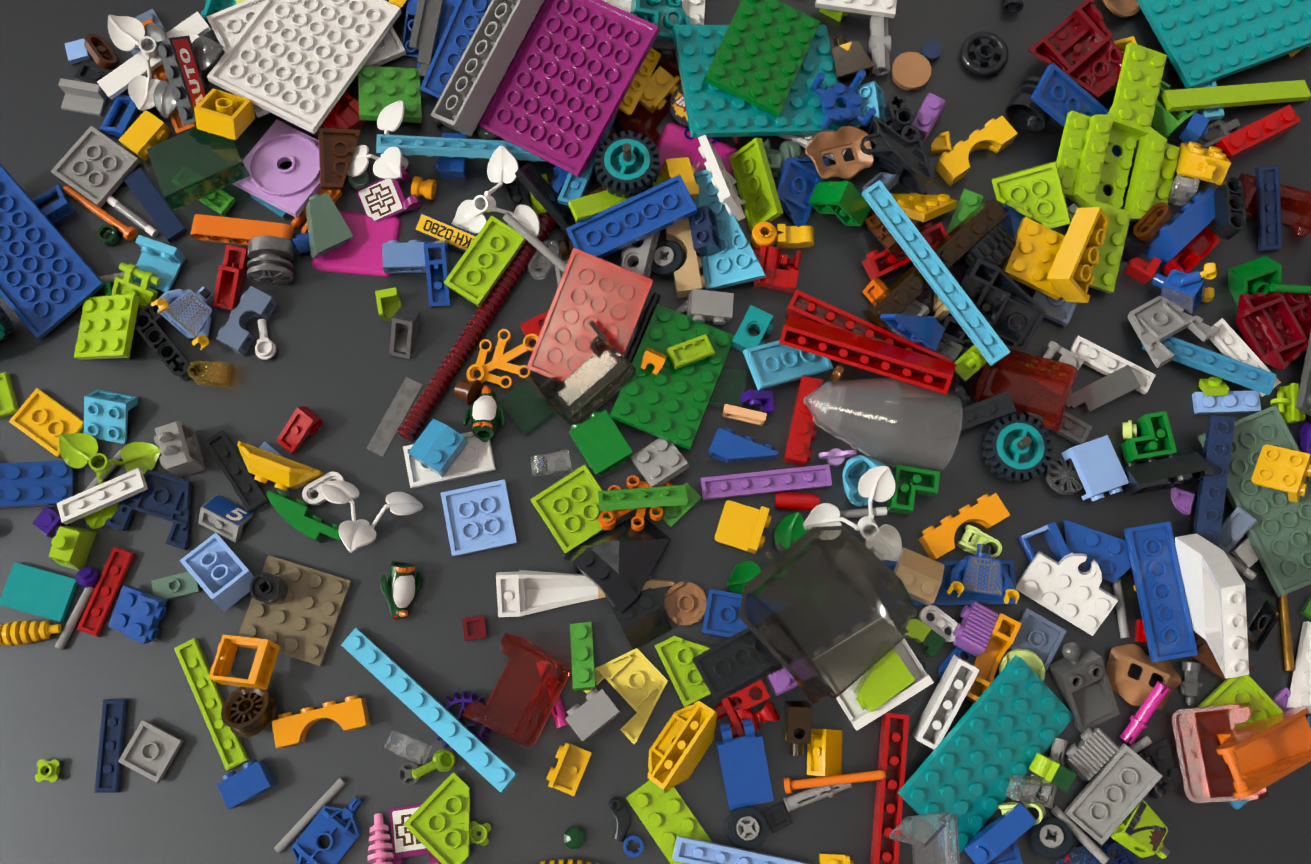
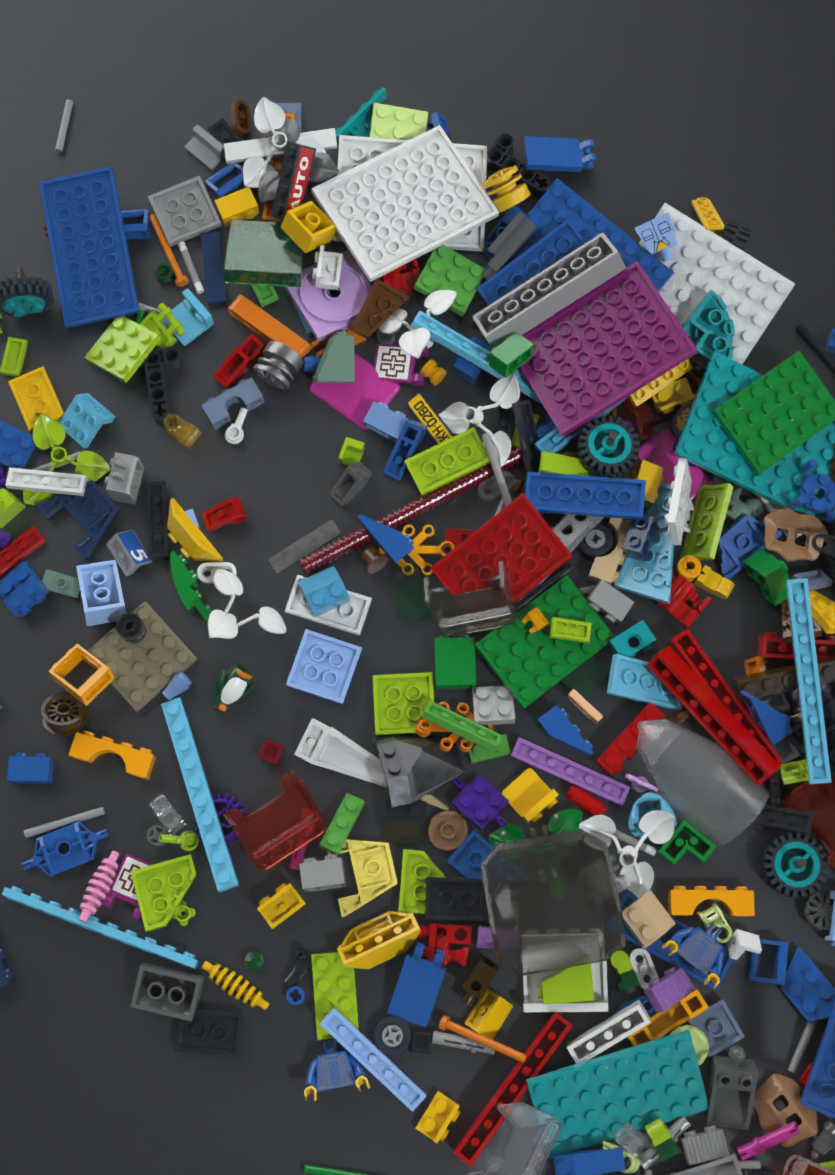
camera: 30 degrees right, 0 degrees up
(76, 51) = (221, 106): light blue tile -> none
(187, 313) = (190, 372): light blue torso -> none
(210, 703) = (38, 691): lime tile -> none
(267, 145) = (328, 270): none -> white bracket
(346, 618) = (177, 685): none -> medium blue cone
(472, 363) = (391, 541): none -> blue slope
(484, 415) = (375, 586): animal -> none
(487, 128) = (510, 354): none -> brick
(551, 463) = (406, 656): clear leg -> none
(700, 559) = (480, 803): none -> dark purple plate
(760, 398) = (606, 701): dark purple bracket -> none
(1014, 545) = (743, 941): none -> white panel
(1068, 590) = (765, 1004): white plate -> none

